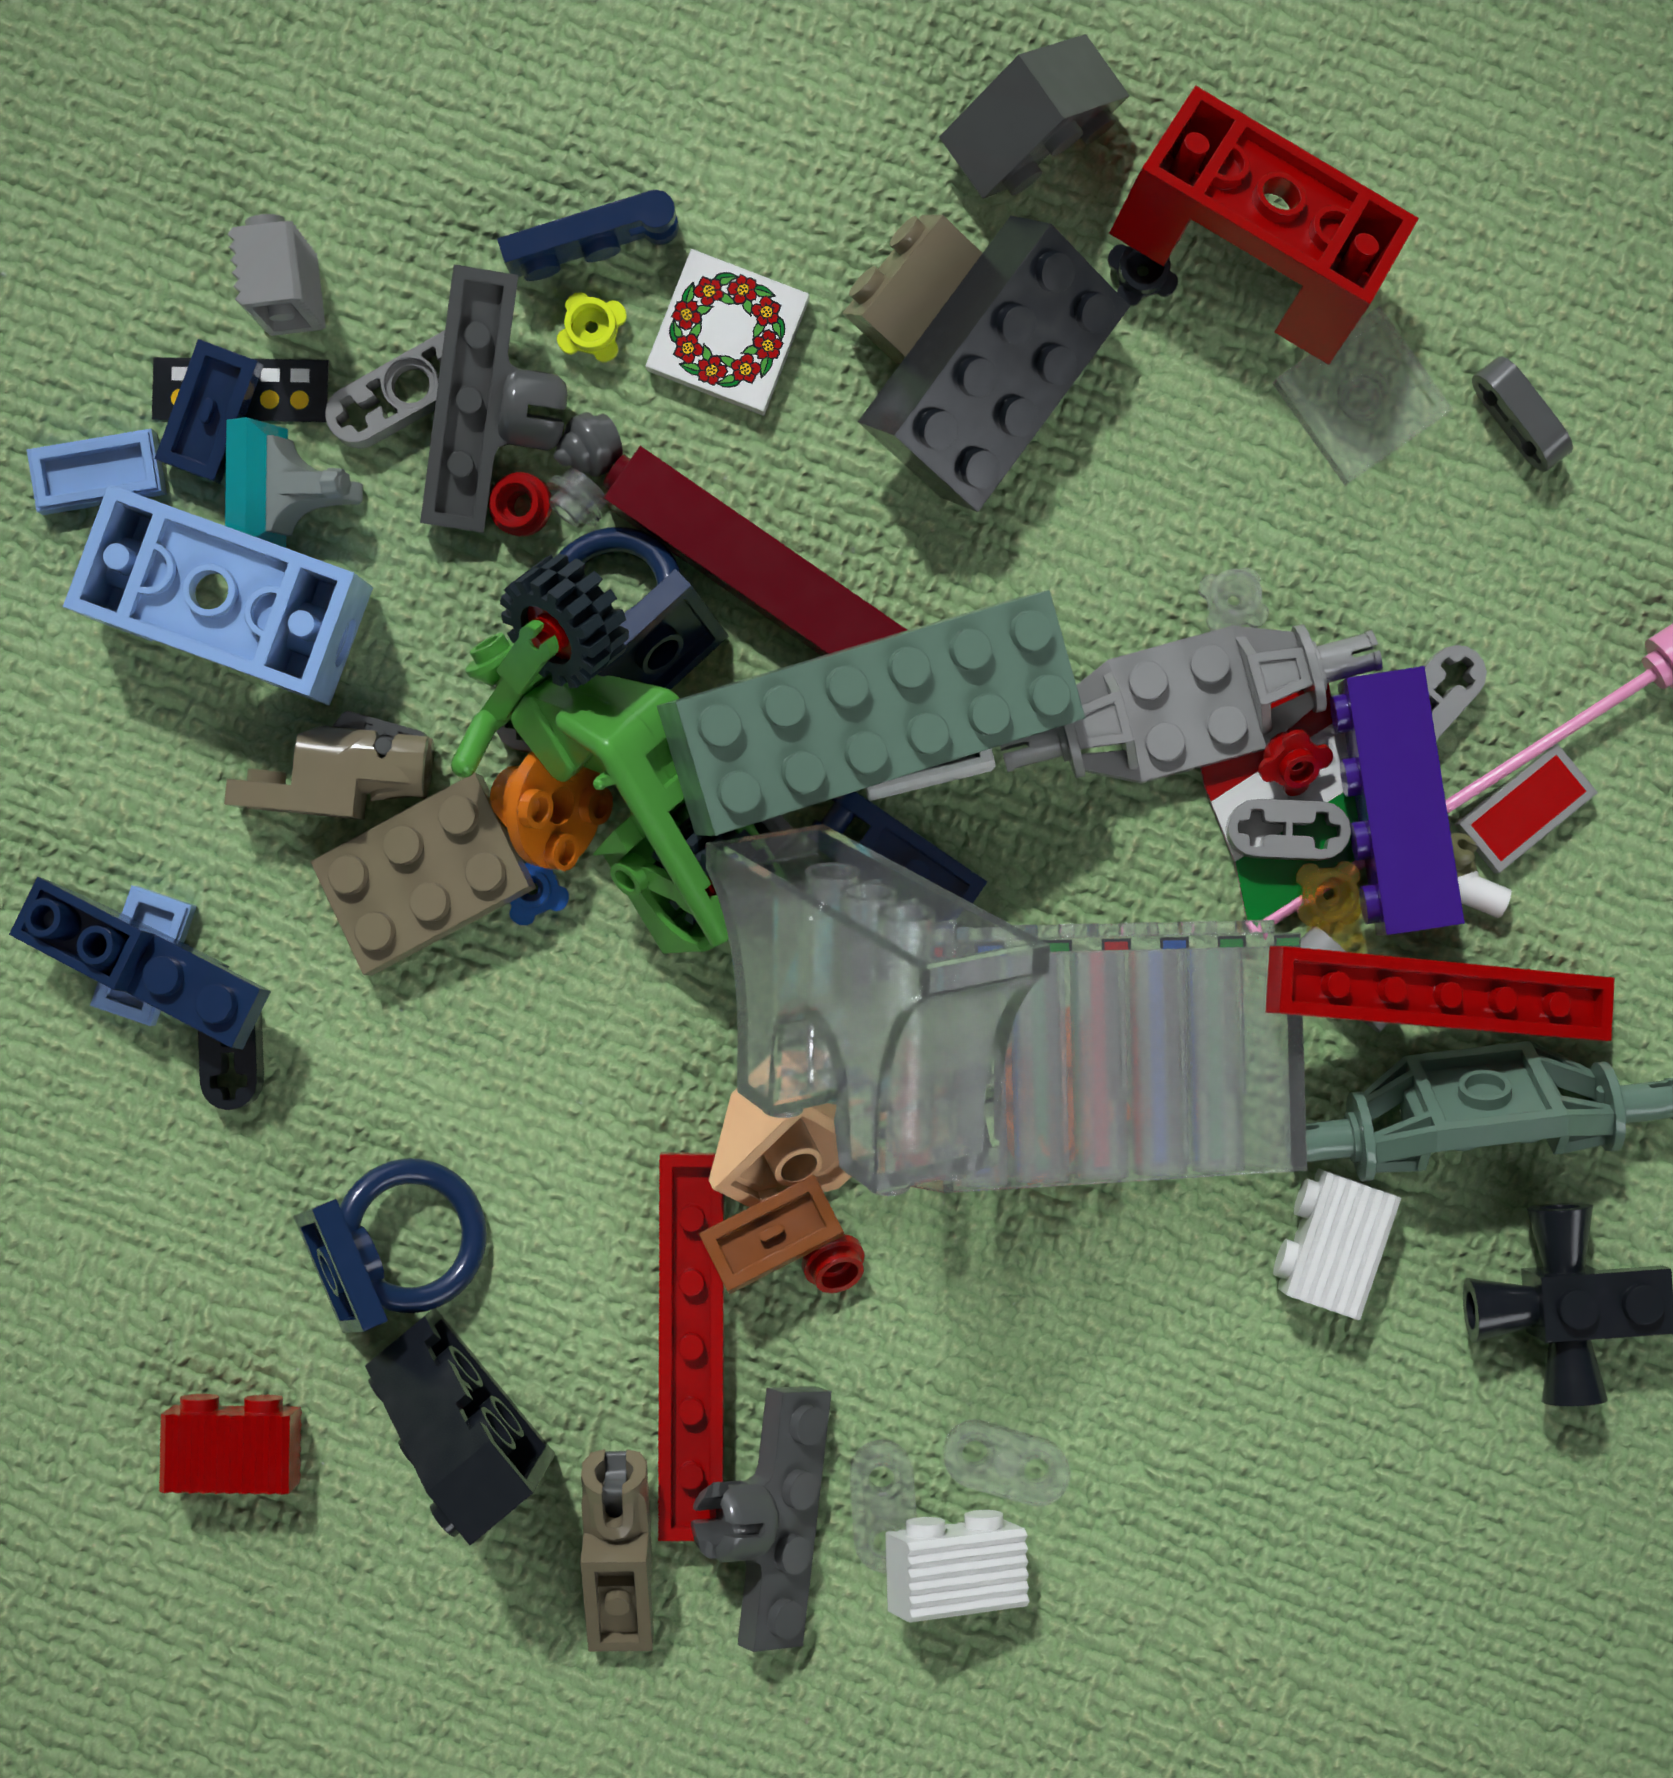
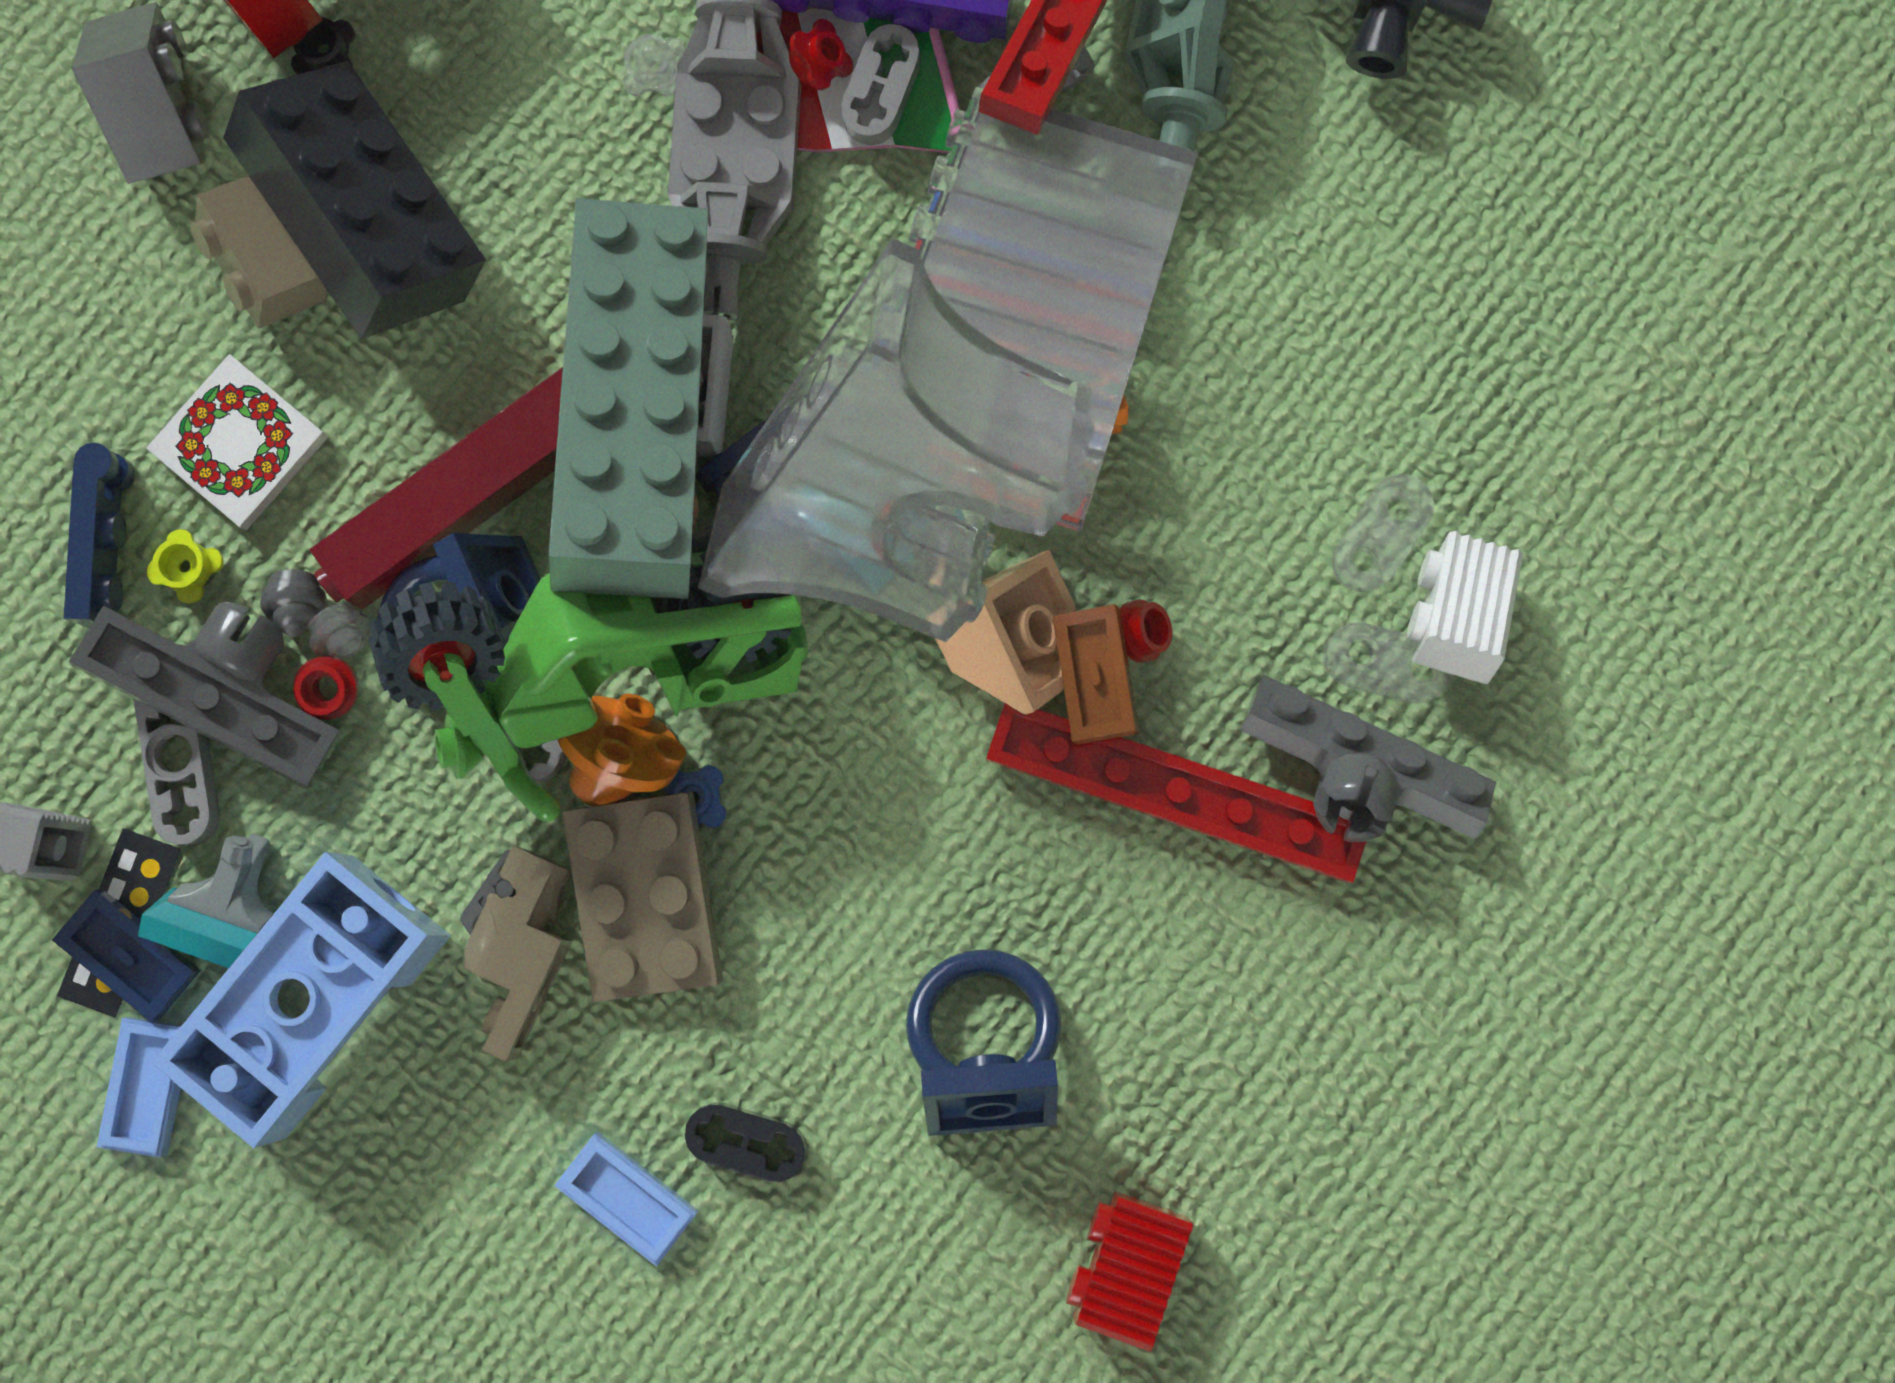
camera: 75 degrees left, 5 degrees down
(140, 962) = (629, 1196): dark blue slope -> none
(457, 1428) = (1181, 1034): black brick -> none
(616, 1552) = (1351, 922): dark tan plate -> none
(1336, 1243) = (1275, 165): white brick -> none
(1343, 905) = (955, 49): clear yellow plate -> none

